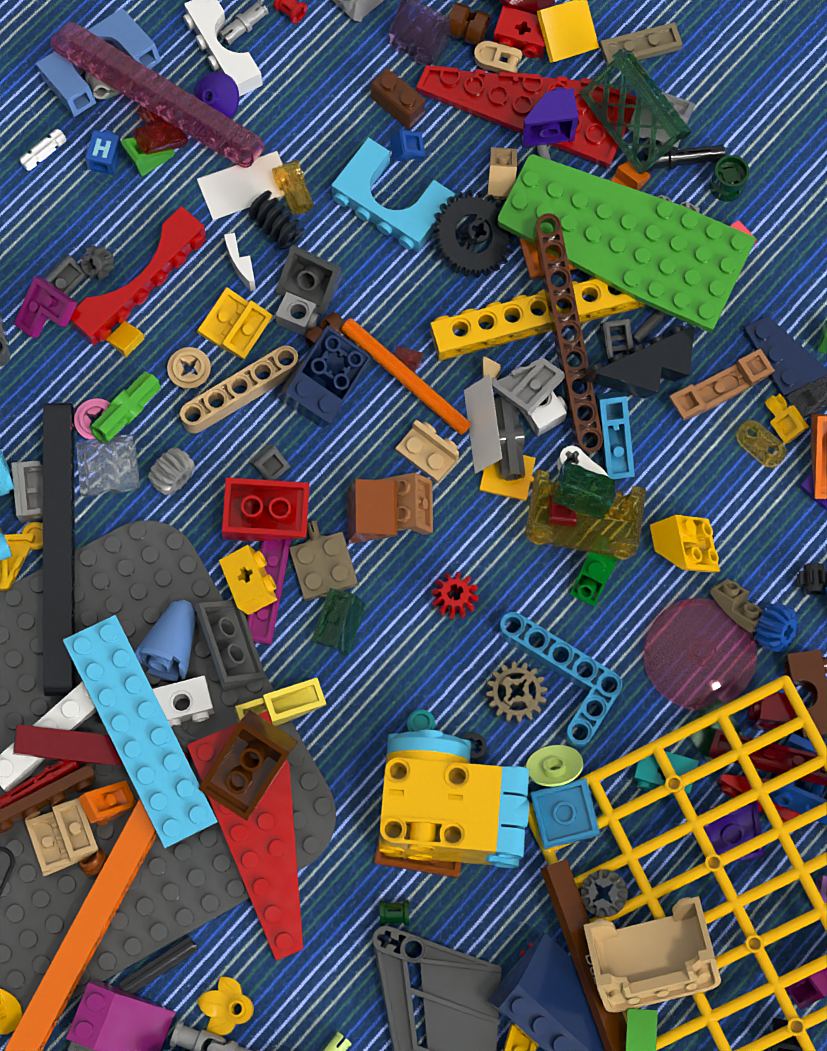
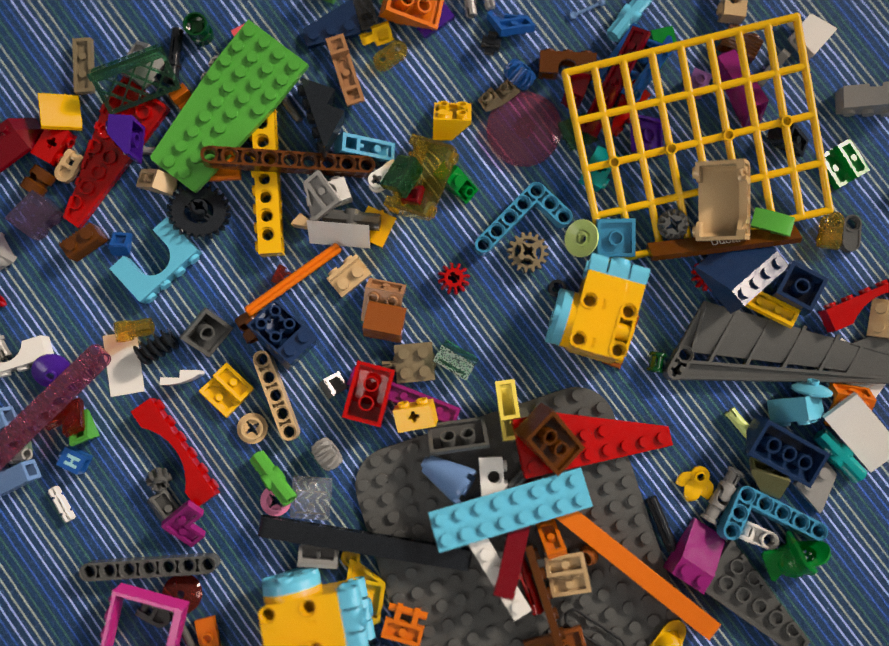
camera: 75 degrees left, 10 degrees up
(125, 338) = (220, 469): yellow slope -> none
(291, 305) = (222, 349): light grey brick -> none
(420, 720) = (534, 319): teal plate -> none
(623, 325) = (295, 125): dark grey slope -> none

